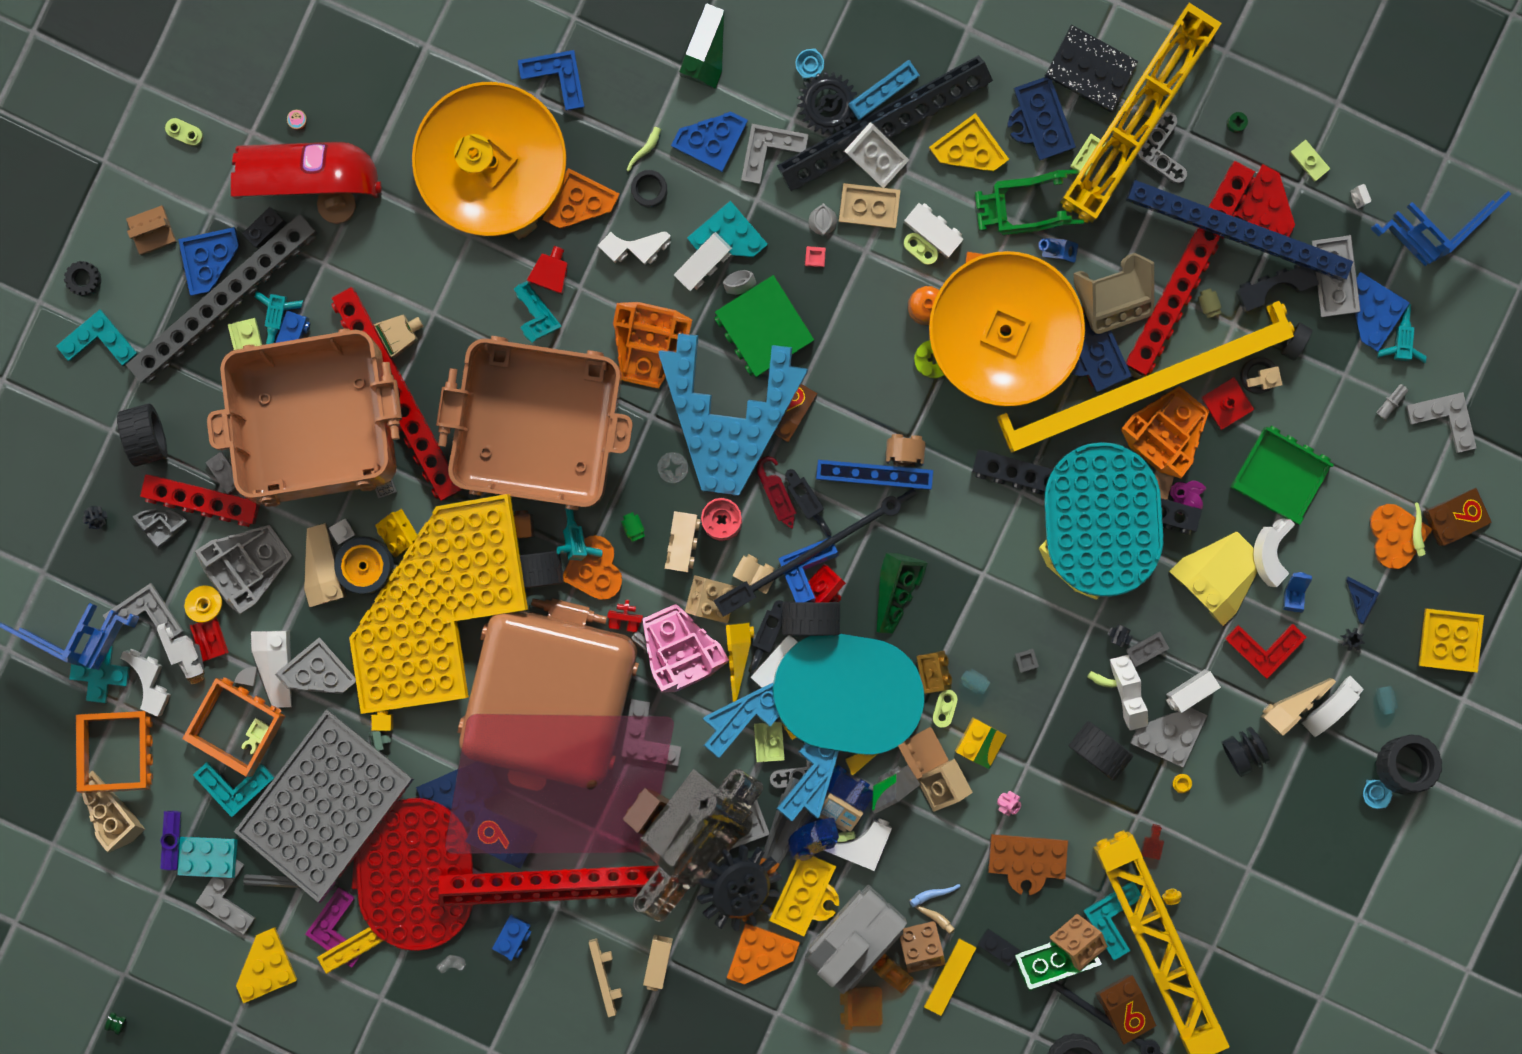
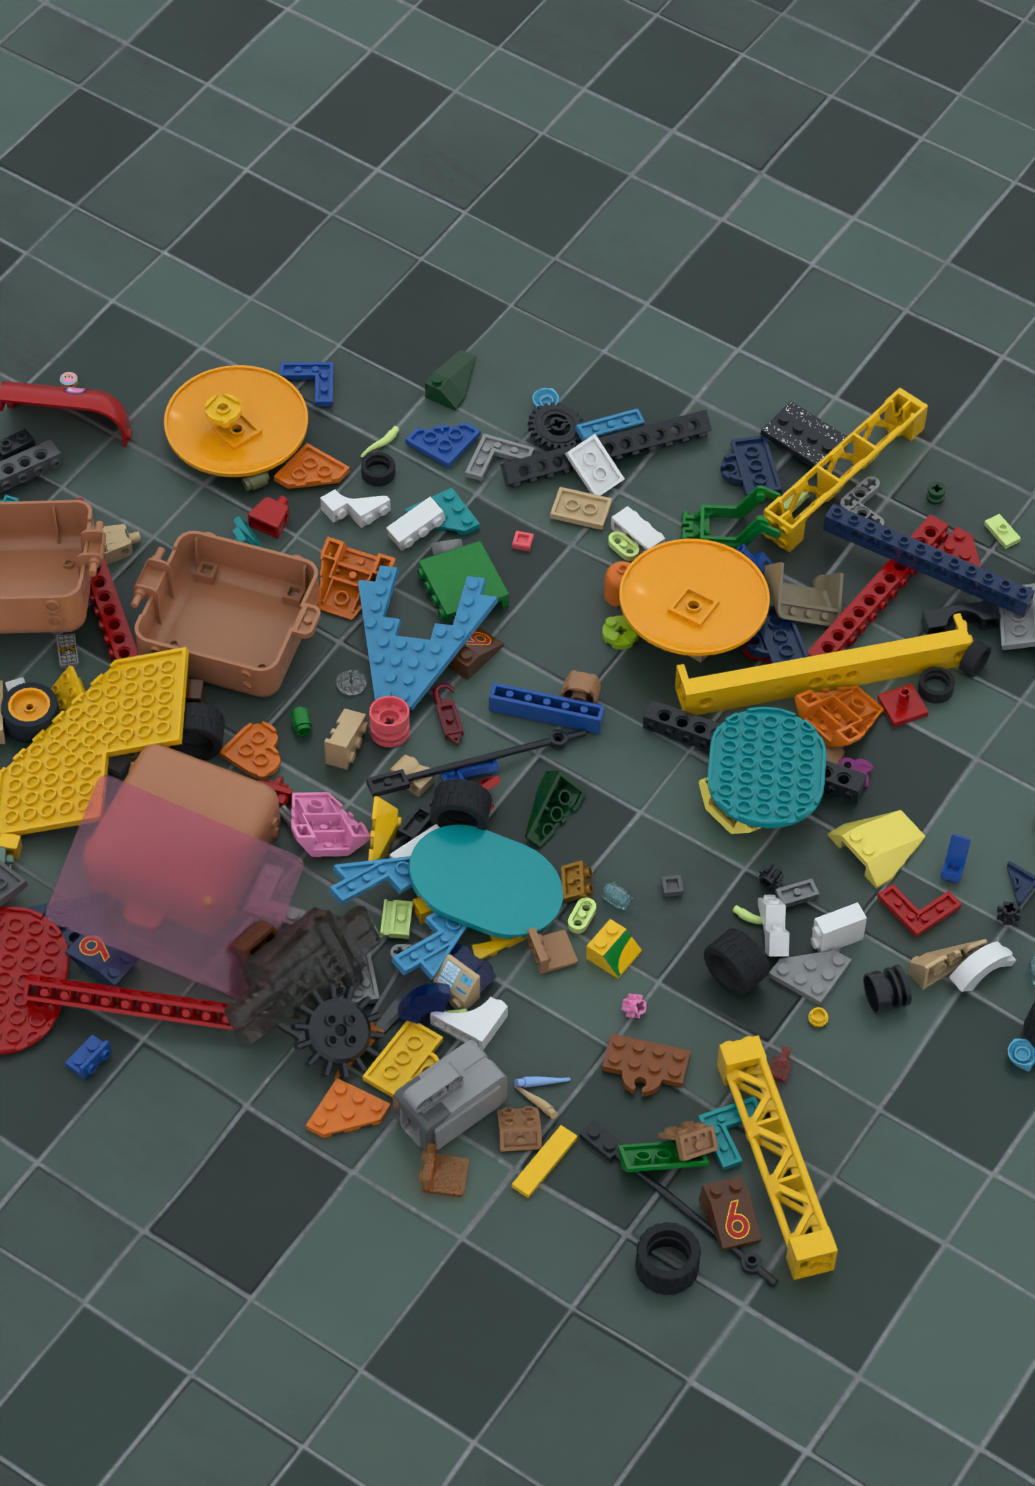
camera: 10 degrees right, 35 degrees down
(336, 206) = (86, 443): medium nougat tile -> none
(451, 961) = (19, 1069): clear arm -> none
(574, 540) = (242, 720): teal piece -> none
(608, 994) = (177, 1121): tan hinge -> none
(657, 962) = (236, 1092): tan brick -> none
(701, 598) = (357, 789): tan bracket -> none
(808, 502) = (478, 727): black piece -> none
(822, 220) = (535, 514): light grey hat -> none
(892, 973) = (483, 1143): clear orange arch -> none
(893, 787) = (517, 968): flat silver slope -> none
(944, 785) = (569, 980): tan slope -> none
(969, 147) = (682, 477): yellow plate -> none
(1172, 896) = (795, 1117): yellow plate -> none
(1209, 302) = (894, 622): olive brick -> none
(1266, 555) = (927, 831): white arch -> none
(1267, 378) = (942, 680): tan plate -> none
(1281, 474) = (951, 768): green panel -> none

